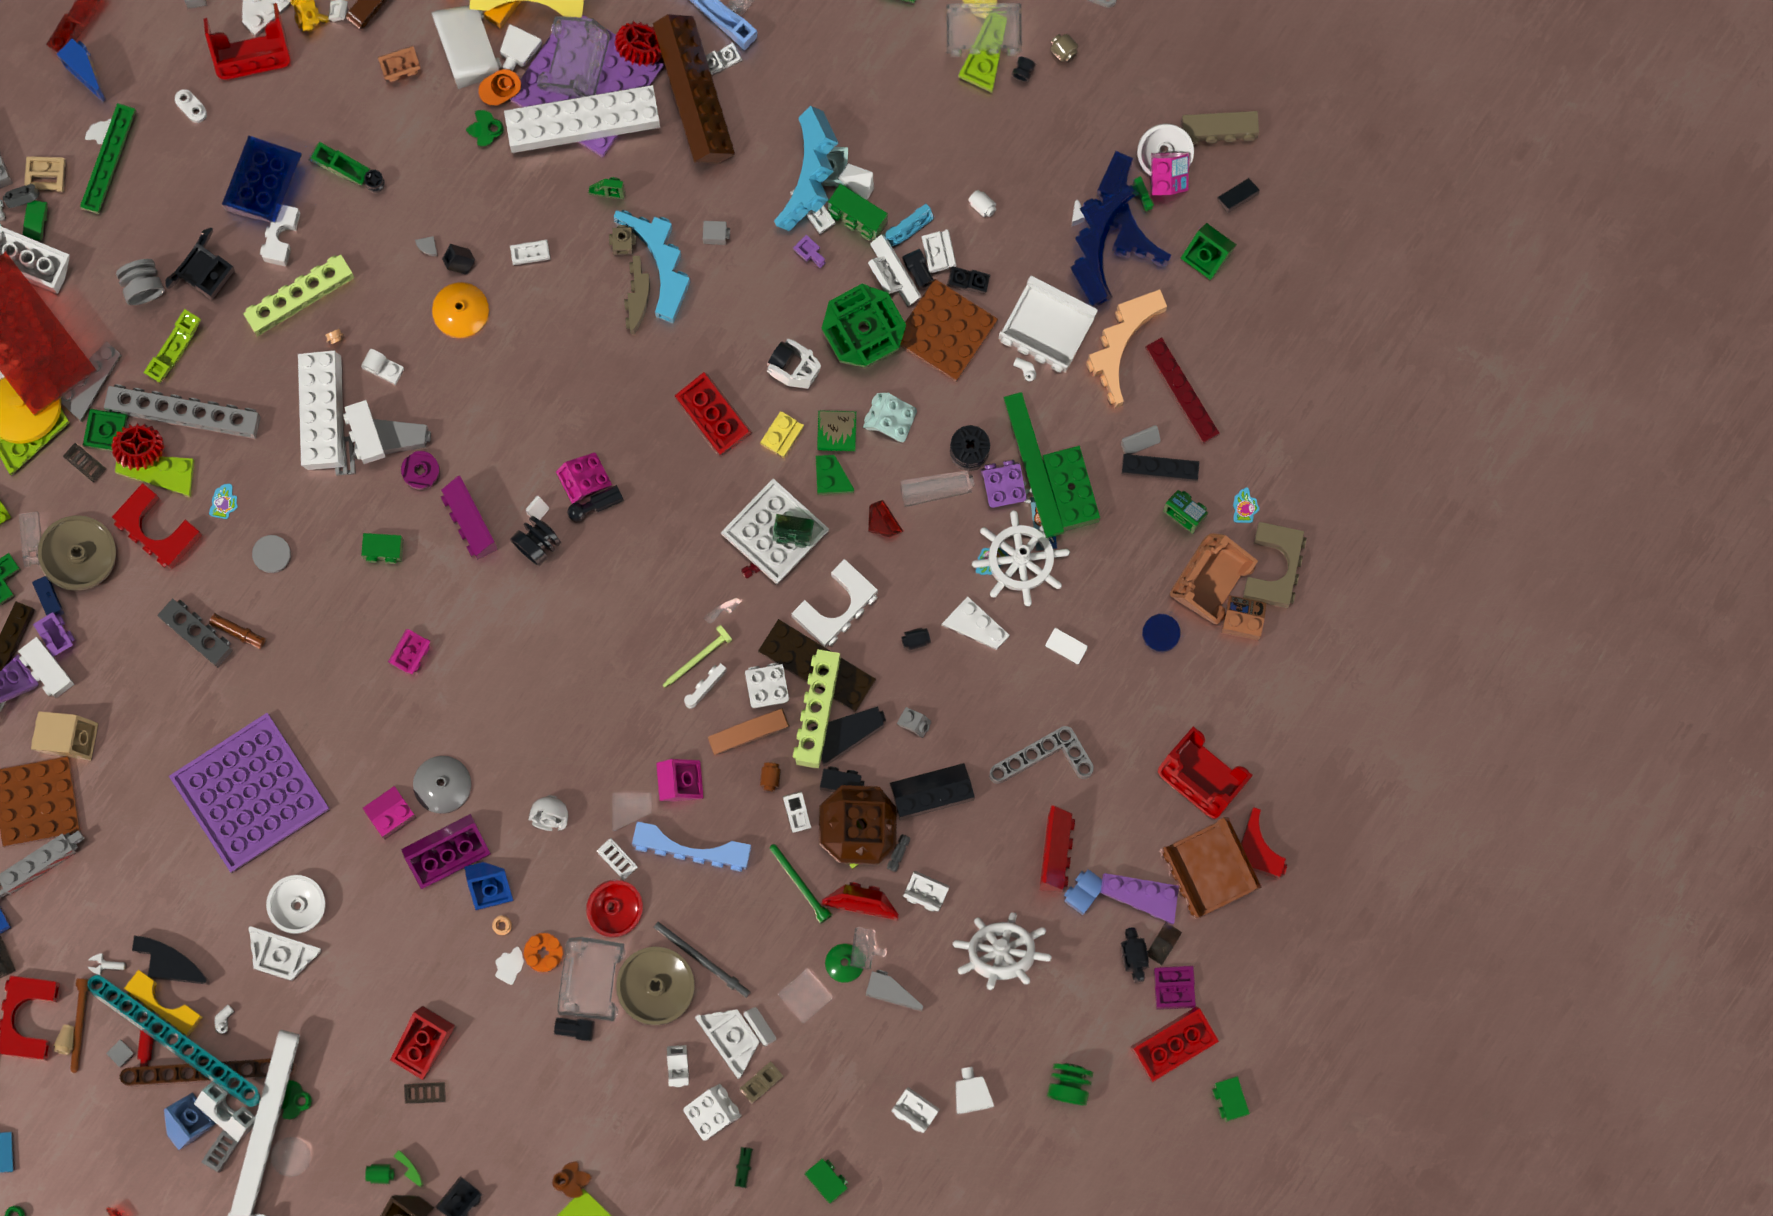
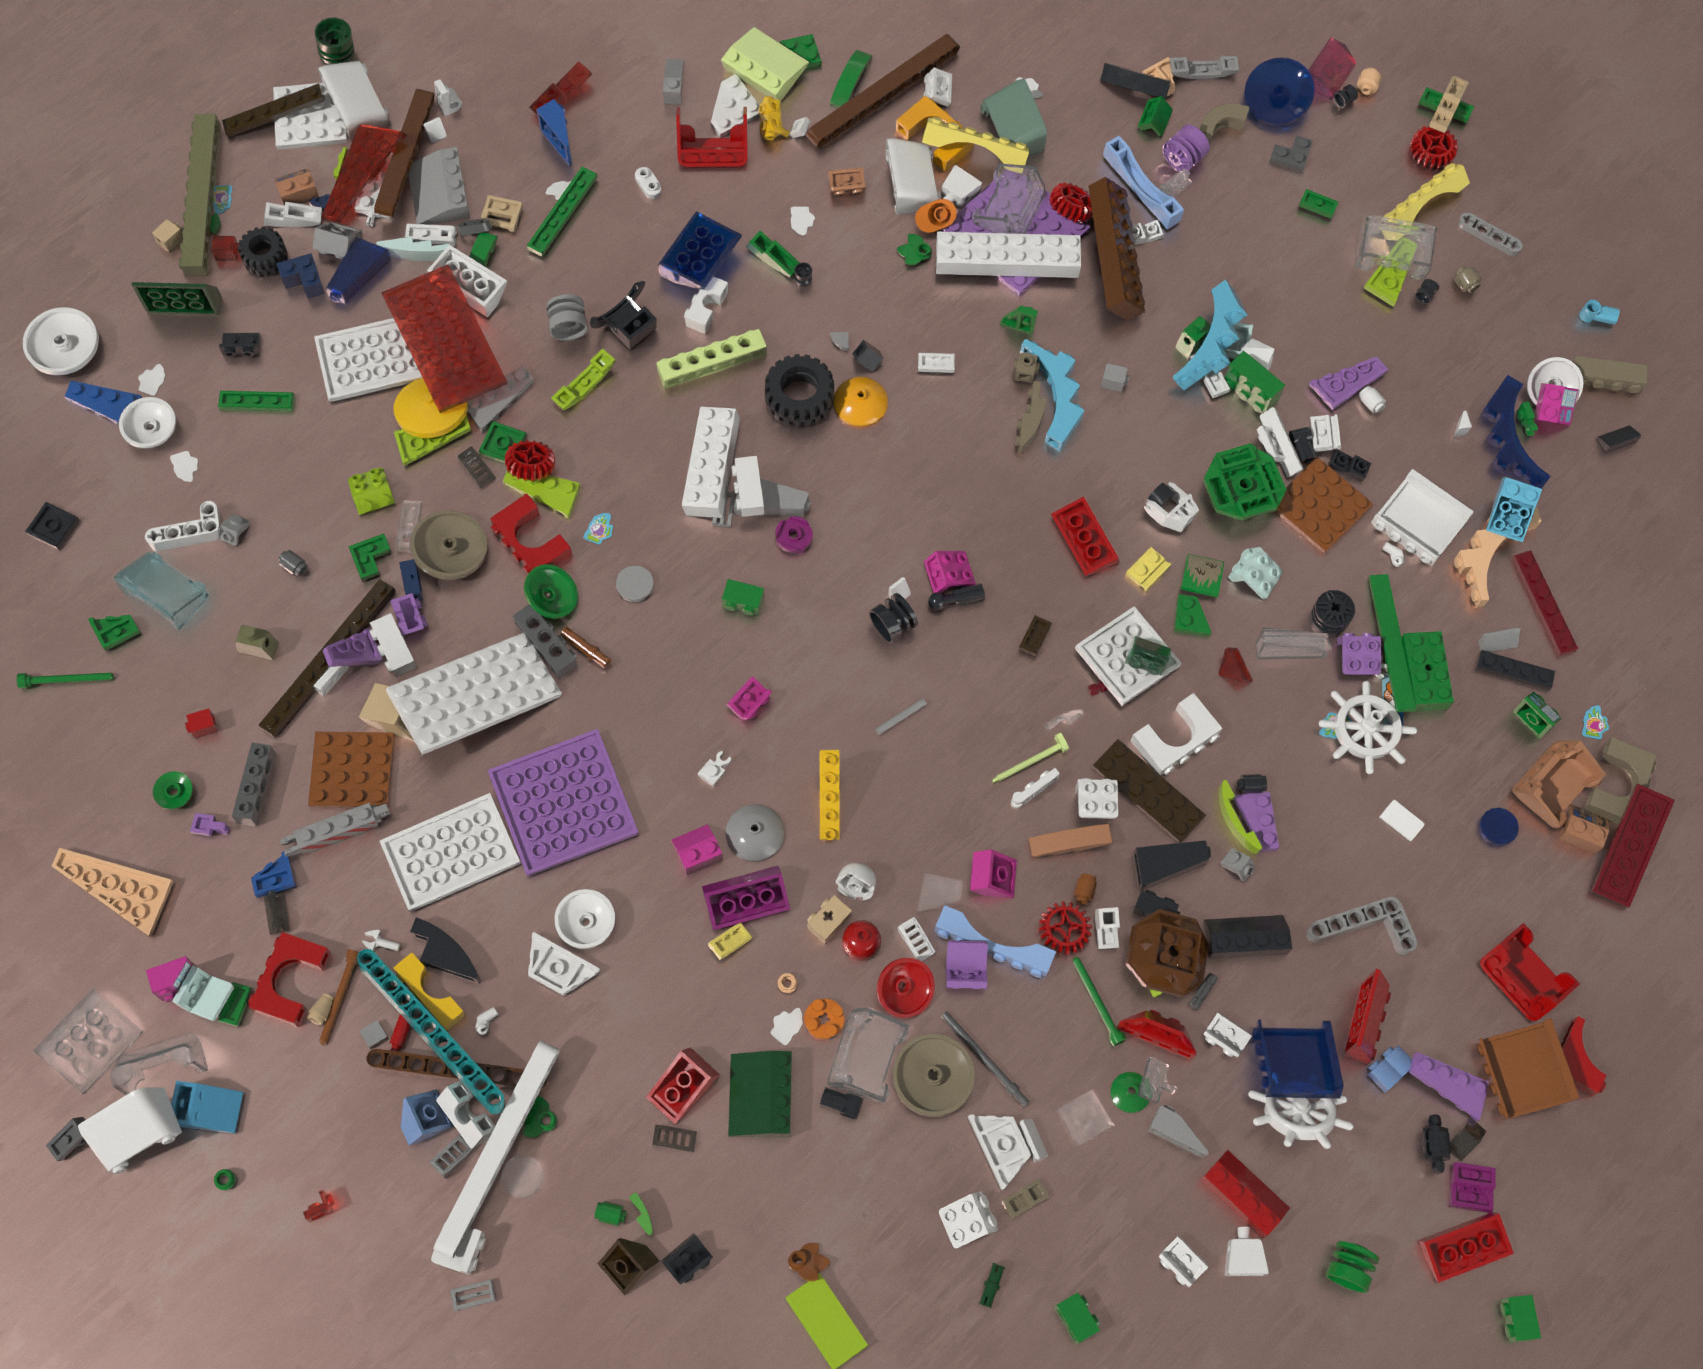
camera: 10 degrees right, 10 degrees down
(138, 702) = (473, 693): none -> white plate
(151, 864) = (449, 852): none -> white plate
(198, 576) = (556, 585): none -> green dish
(247, 428) = (637, 466): light grey brick -> none
(334, 336) = (737, 400): light nougat plate -> none
(360, 115) = (801, 219): none -> white sticker
(382, 367) = (773, 433): white plate -> none
(389, 731) = (713, 770): none -> white plate
(391, 290) = (799, 369): none -> black tyre
(439, 896) = (730, 941): none -> light yellow plate
(469, 519) = (832, 585): magenta slope -> none
(487, 885) = (782, 939): blue slope -> none
(497, 1036) = (760, 1094): none -> dark green slope
(506, 735) = (829, 795): none -> yellow slope
(539, 851) = (826, 929): none -> tan brick
(562, 638) = (901, 716): none -> light grey bar
(565, 870) = (861, 940): none -> red cylinder
(668, 874) = (966, 964): none -> medium lavender bracket
(677, 1065) = (942, 1163): white brick -> none
(680, 528) = (1035, 635): none -> dark brown plate
(748, 821) = (1073, 928): none -> red gear
(788, 170) = (1196, 333): none -> green torso
(809, 250) = (1201, 409): medium lavender plate -> none
(812, 756) = (1164, 787): yellowish green brick -> none
(909, 225) = (1301, 405): medium azure hinge -> none
(920, 695) = (1248, 840): none -> lime slope
(927, 670) = (1259, 817): none -> medium lavender wing
(955, 188) = (1341, 386): none -> medium lavender wing
(964, 1036) = (1245, 1194): none -> red slope
(975, 623) = (1313, 781): white wing -> none
(993, 905) = (1298, 1062): none -> clear blue panel
(1099, 216) = (1475, 448): clear blue arch -> none
(1135, 301) = (1513, 509): none -> medium azure slope
(1207, 58) = (1595, 311): none -> medium azure piece
(1208, 251) = (1585, 481): green slope -> none
(1289, 628) = (1632, 845): none -> dark red plate

